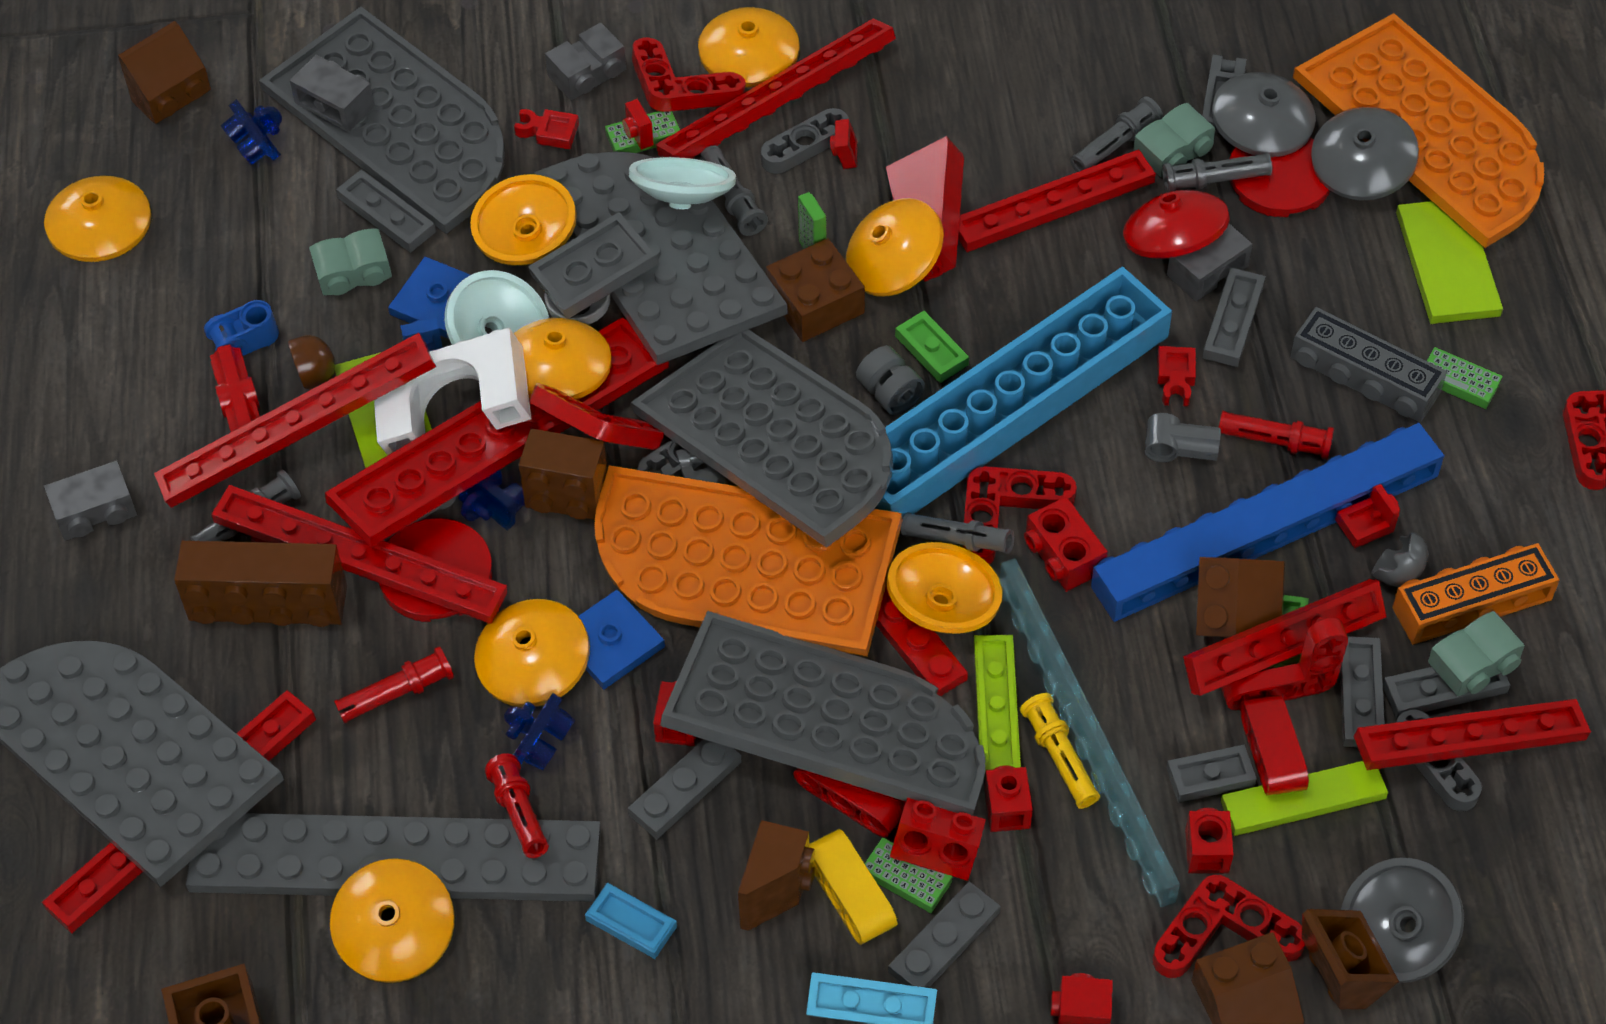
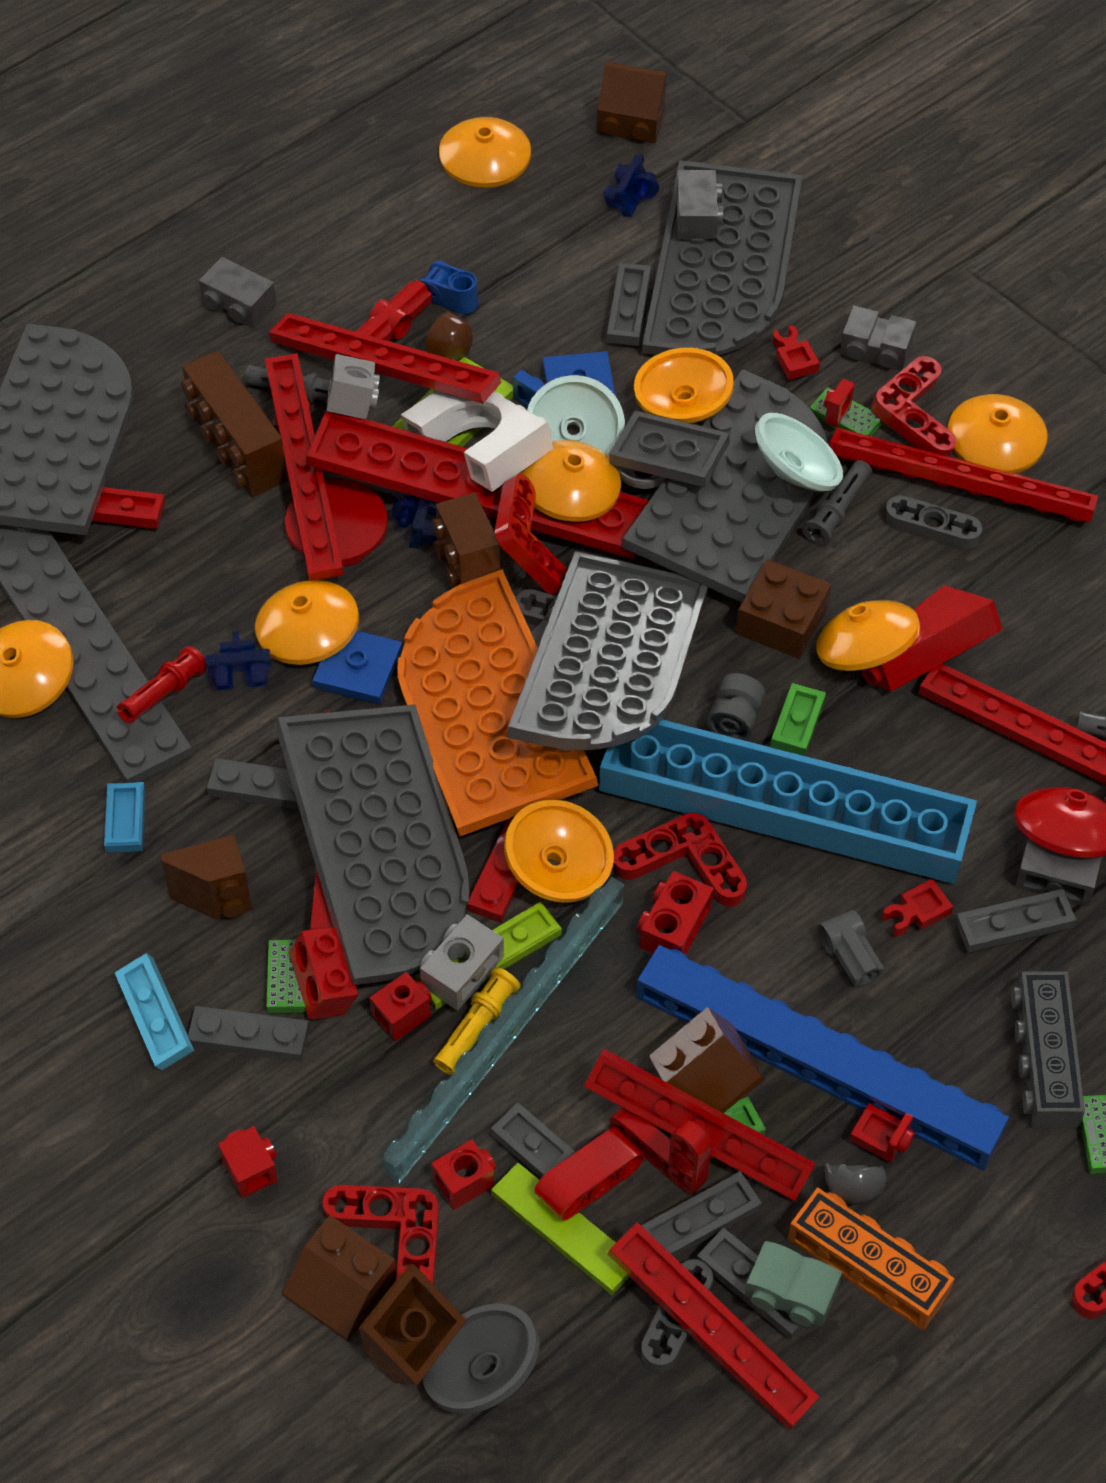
camera: 55 degrees right, 0 degrees up
(316, 460) = (352, 387): none -> light grey brick
(350, 262) = (563, 311): sand green brick -> none
(411, 678) = (229, 561): red pin -> none
(811, 221) = (835, 565): bright green tile -> none
(844, 144) = (949, 548): red plate -> none
(851, 887) = (245, 941): yellow beam -> none
(971, 535) = (624, 842): dark grey pin -> none
(1004, 702) = (458, 981): none -> light grey brick
(1294, 436) = (924, 1031): red pin -> none

